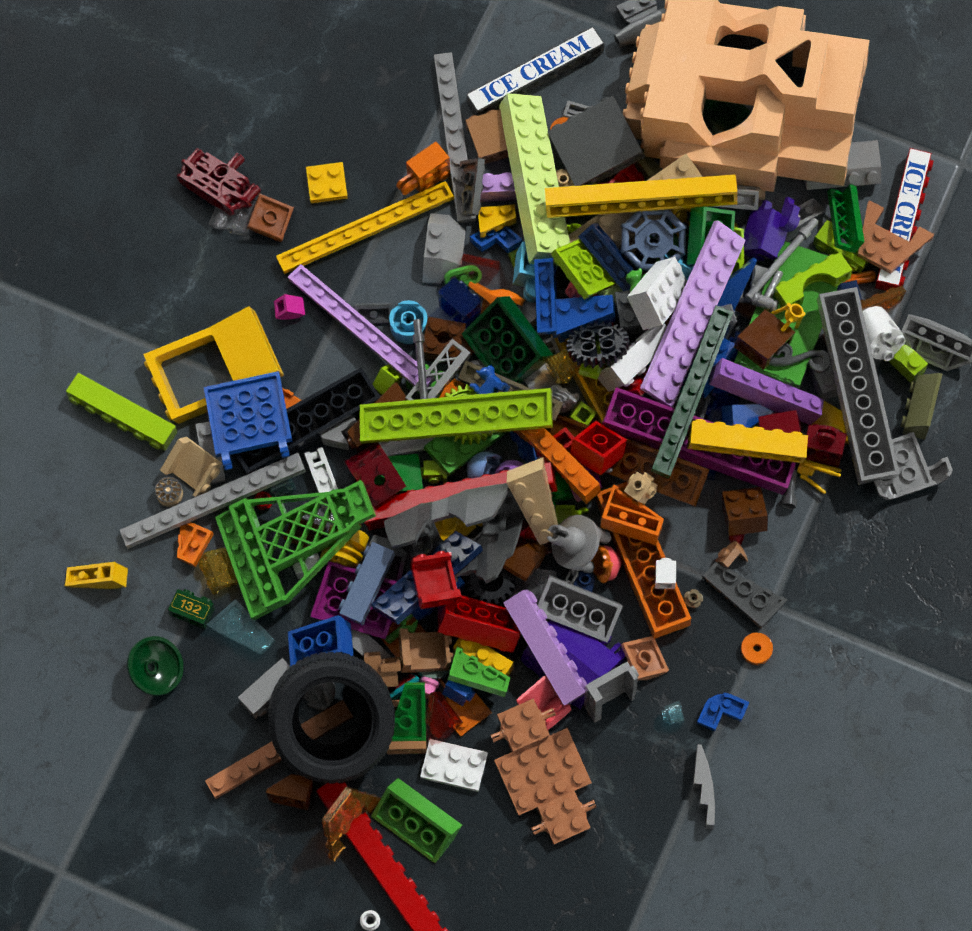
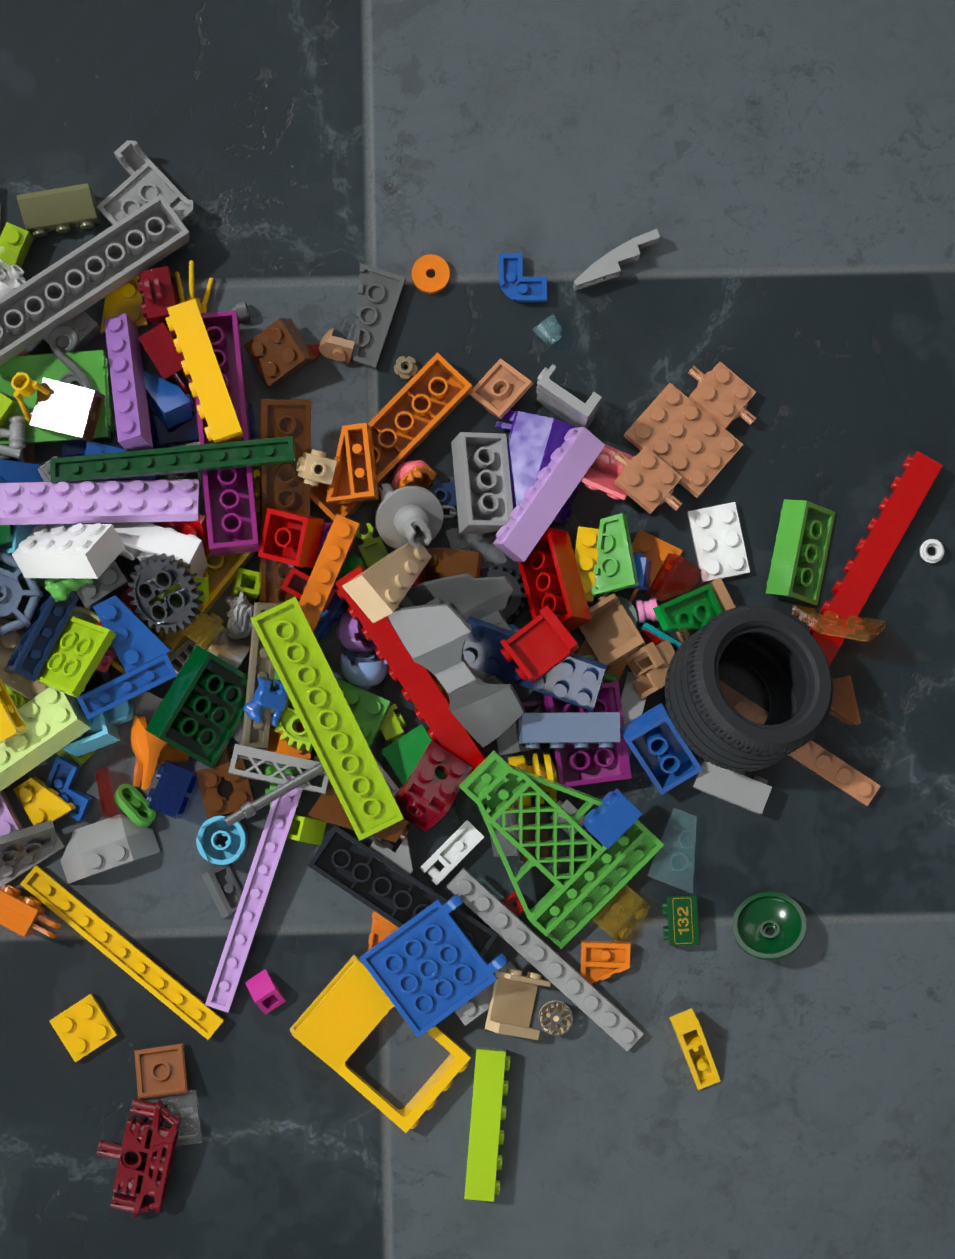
camera: 115 degrees left, 15 degrees up
(287, 581) = (611, 818): none -> blue brick
(665, 574) = (401, 400): white brick -> none

